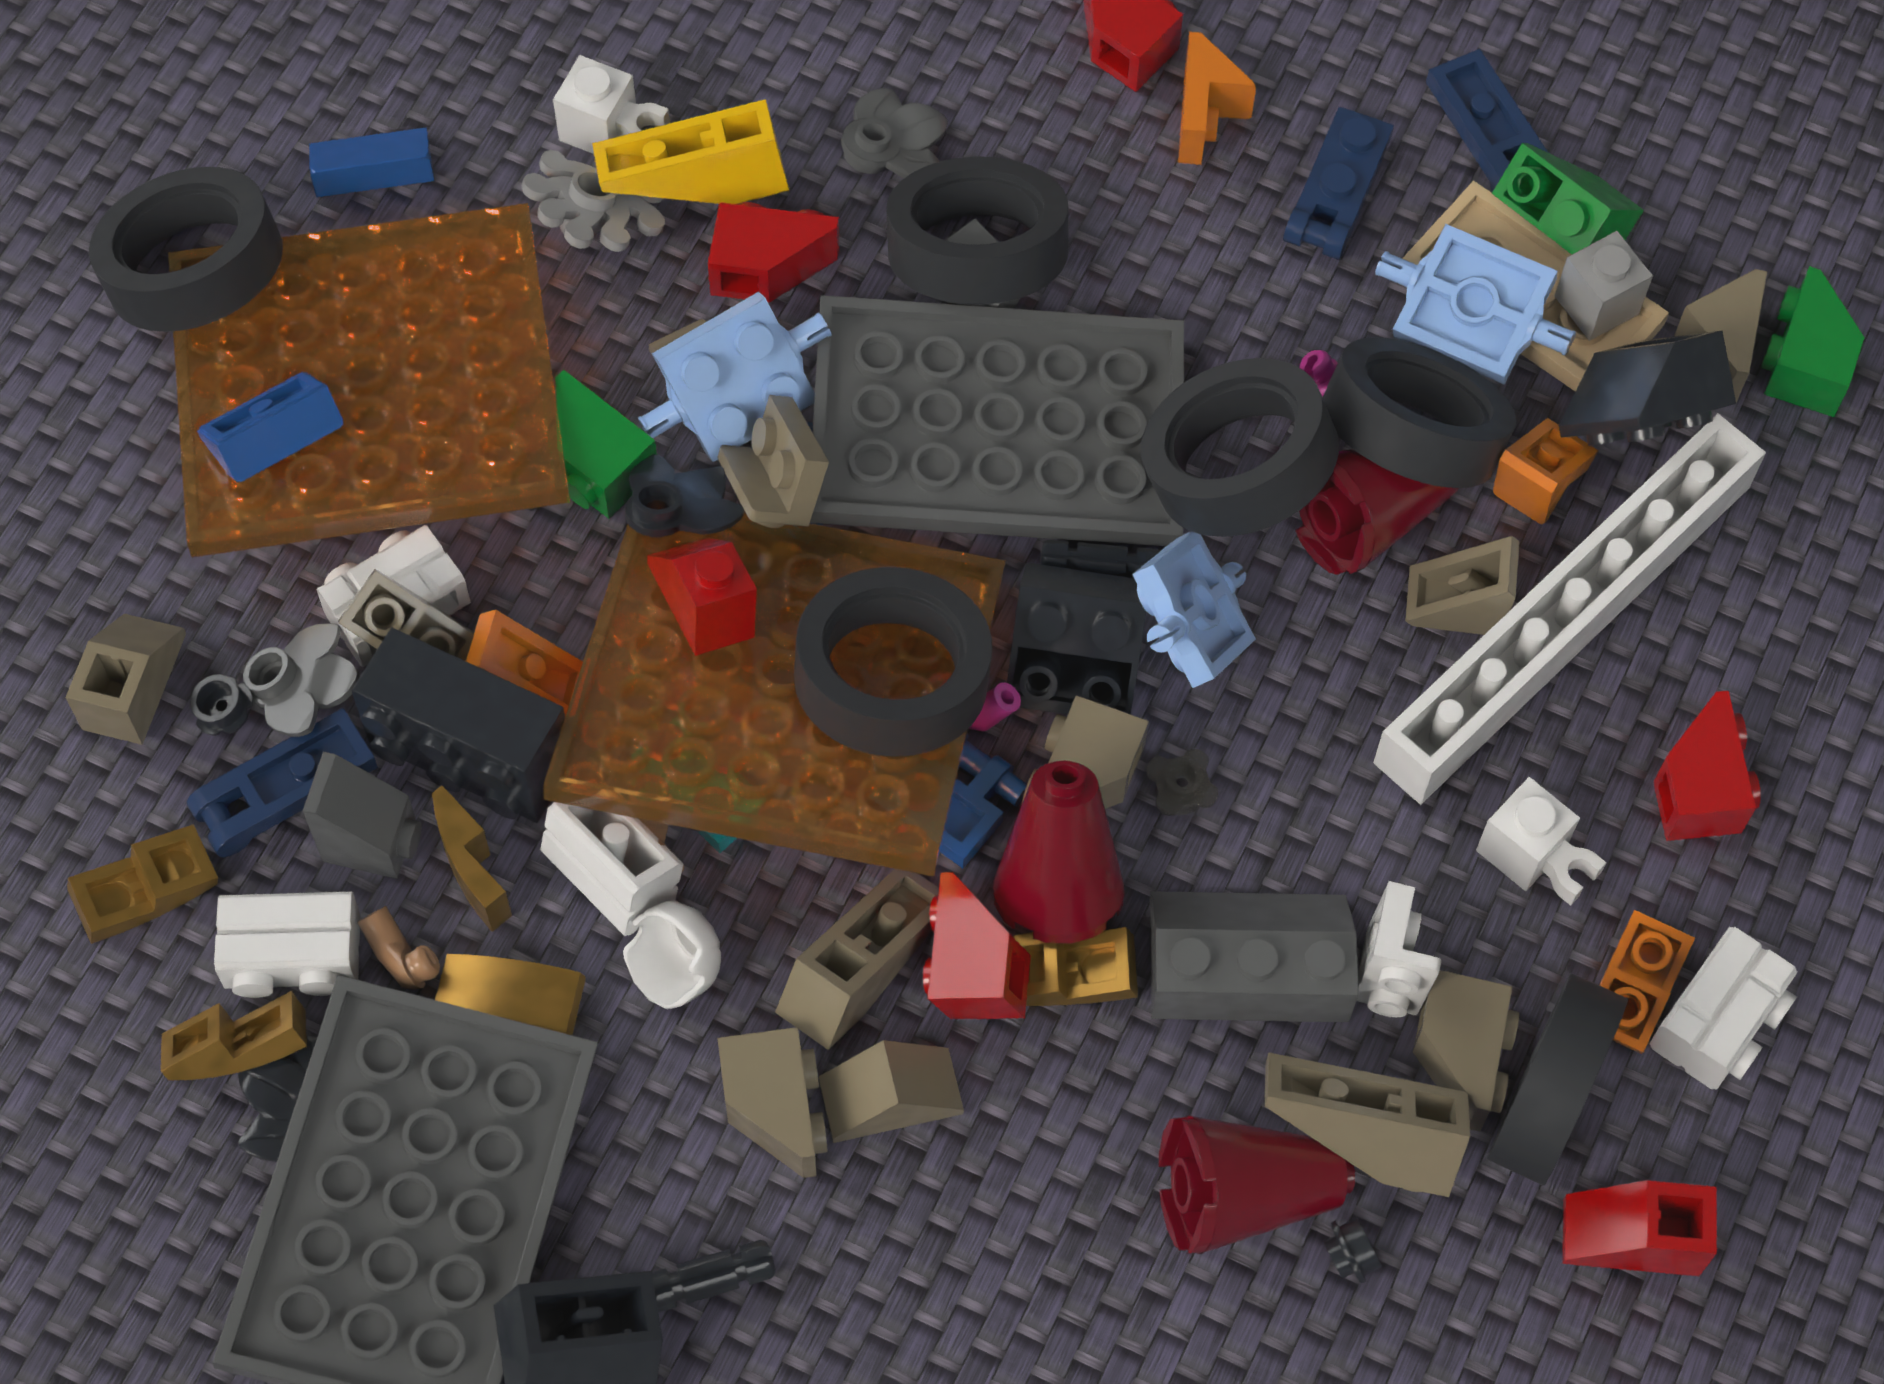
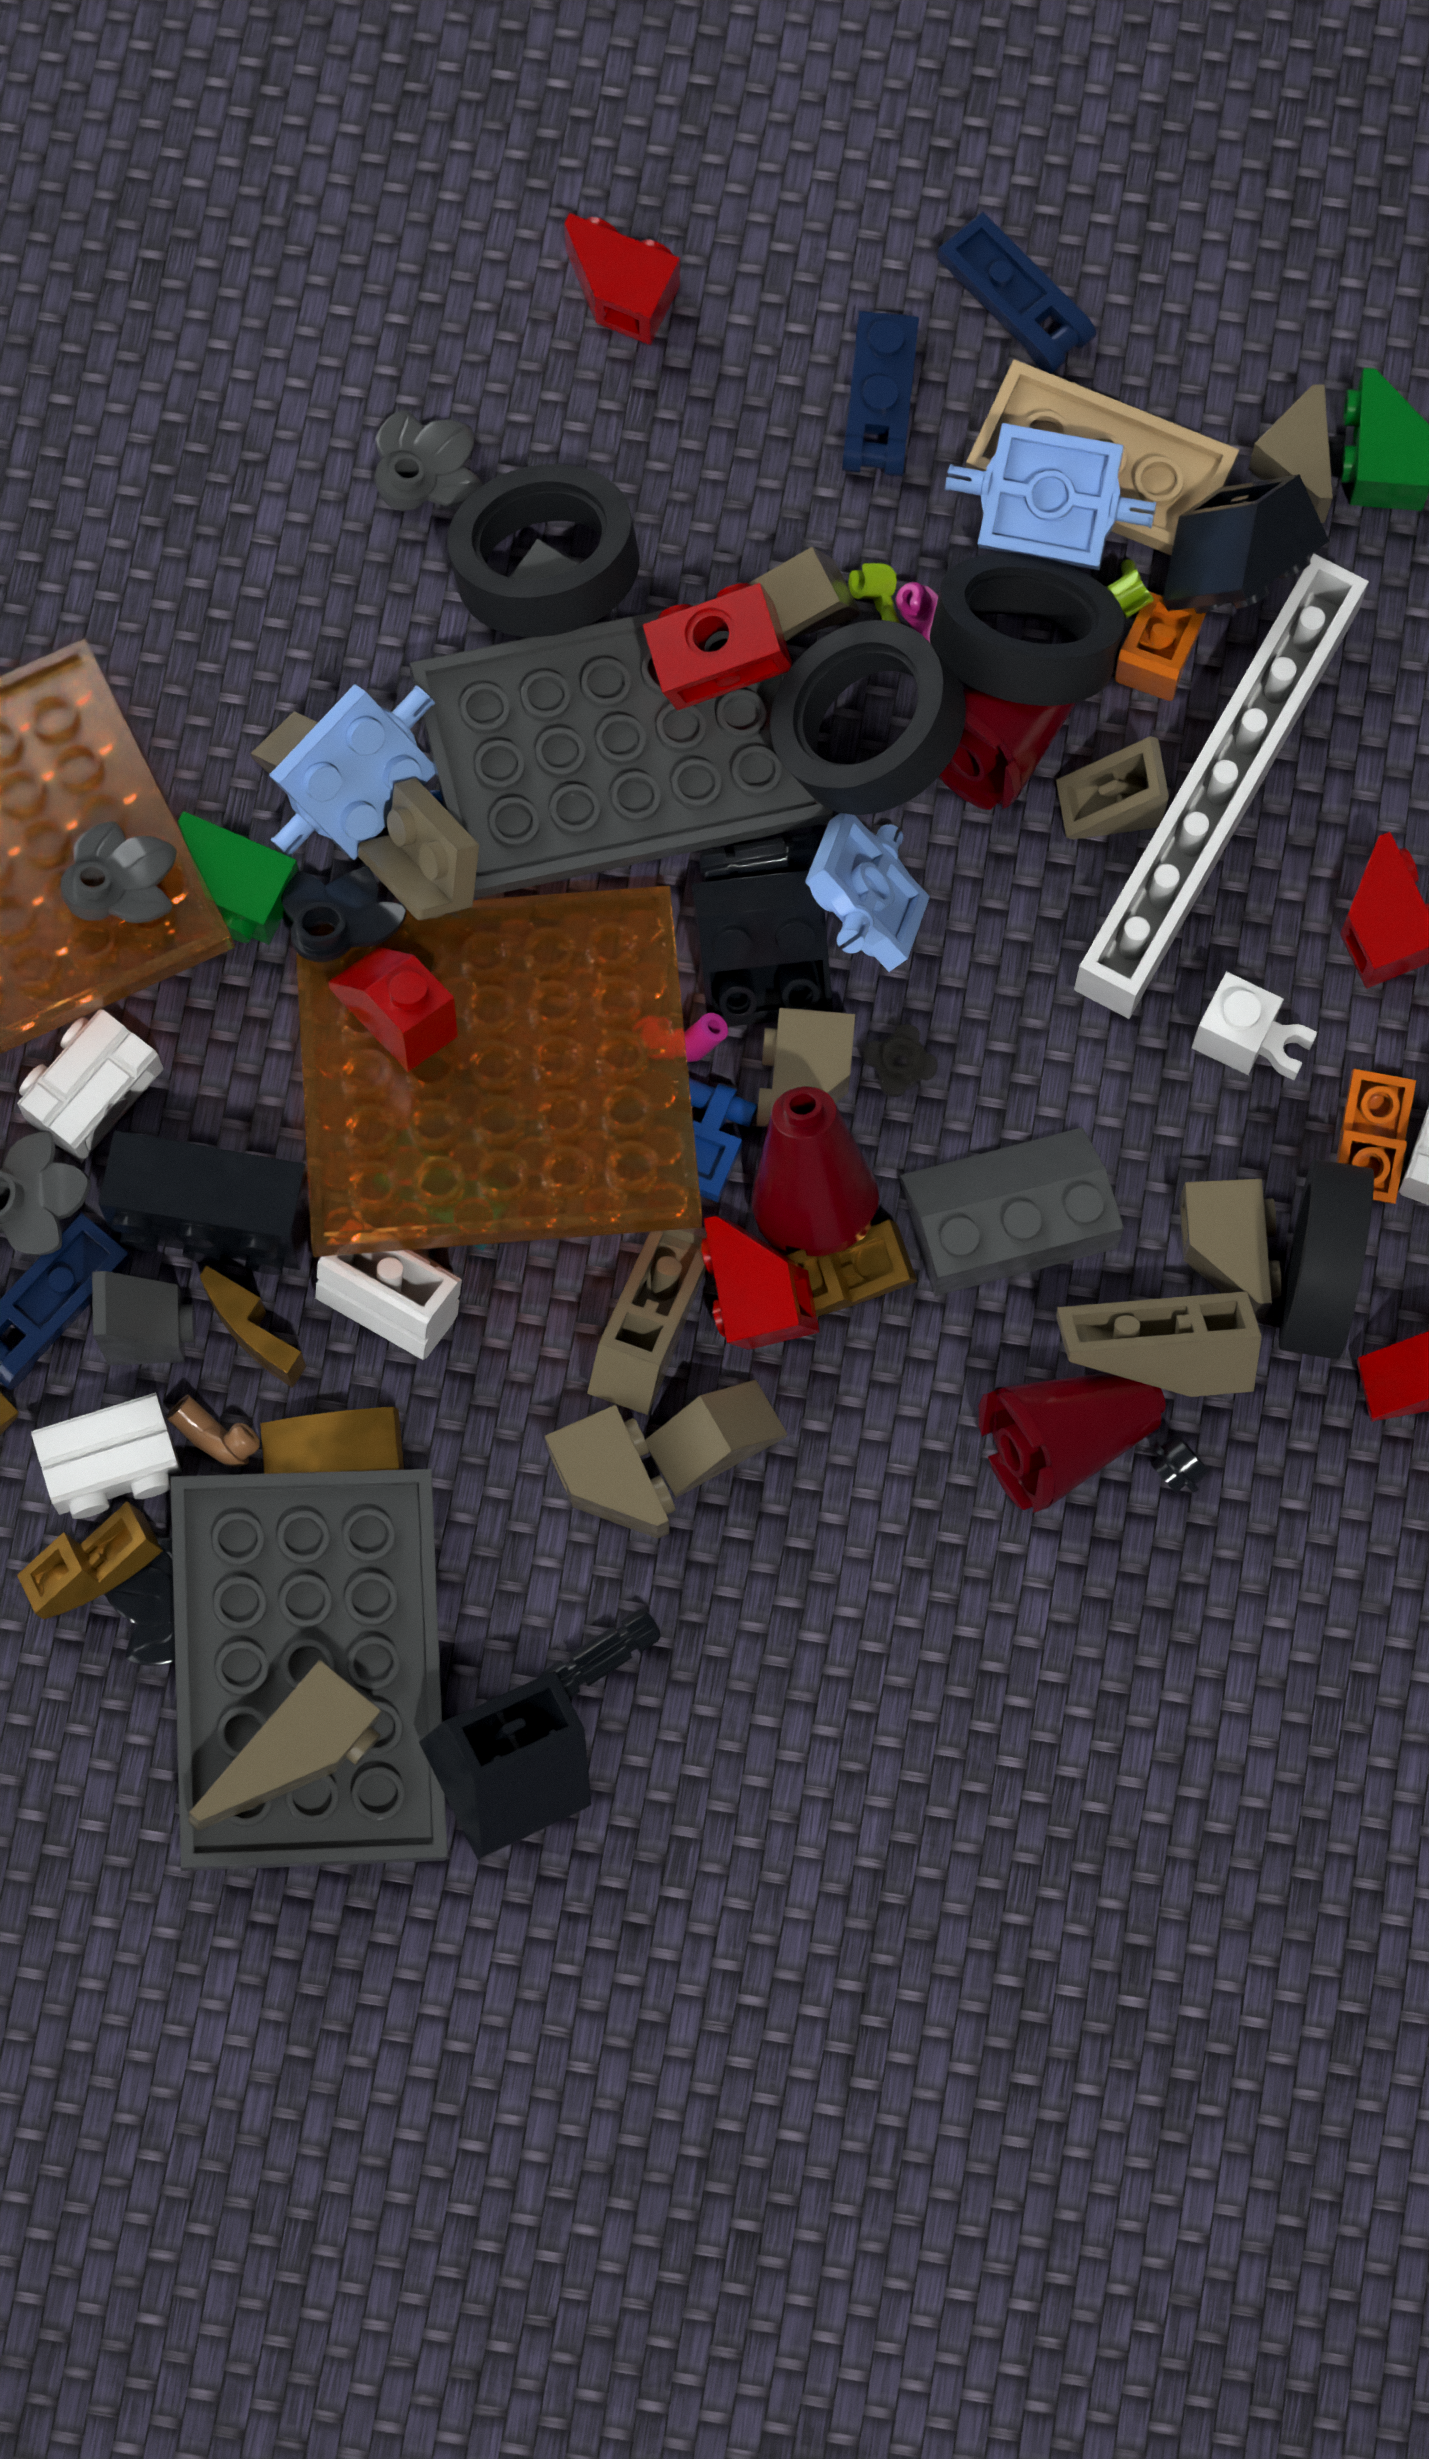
camera: 15 degrees left, 10 degrees up
(367, 1271) = (299, 1744): none -> dark tan slope
(388, 604) = (101, 1106): dark tan slope -> none
(479, 406) = (123, 873): none -> dark grey plate
(523, 658) = (246, 1121): orange slope -> none
(583, 207) = (150, 615): light grey animal -> none
(601, 105) = (124, 518): white brick -> none
(673, 954) = (475, 1366): white hair -> none
(700, 159) = (239, 549): yellow slope -> none
(768, 249) = (340, 623): red slope -> none
(878, 723) = (590, 959): black tyre -> none
(1141, 366) = (751, 654): none -> red brick
(1201, 331) = (809, 593): none -> dark tan slope
(1210, 90) = (725, 329): orange slope -> none
(1284, 343) = (878, 583): none -> lime hand
(1390, 973) = (1141, 1198): white bracket -> none
(1529, 409) = (1130, 590): none -> lime hand
(1564, 199) = (1113, 362): green slope -> none
(1603, 285) = (1170, 445): light grey brick -> none

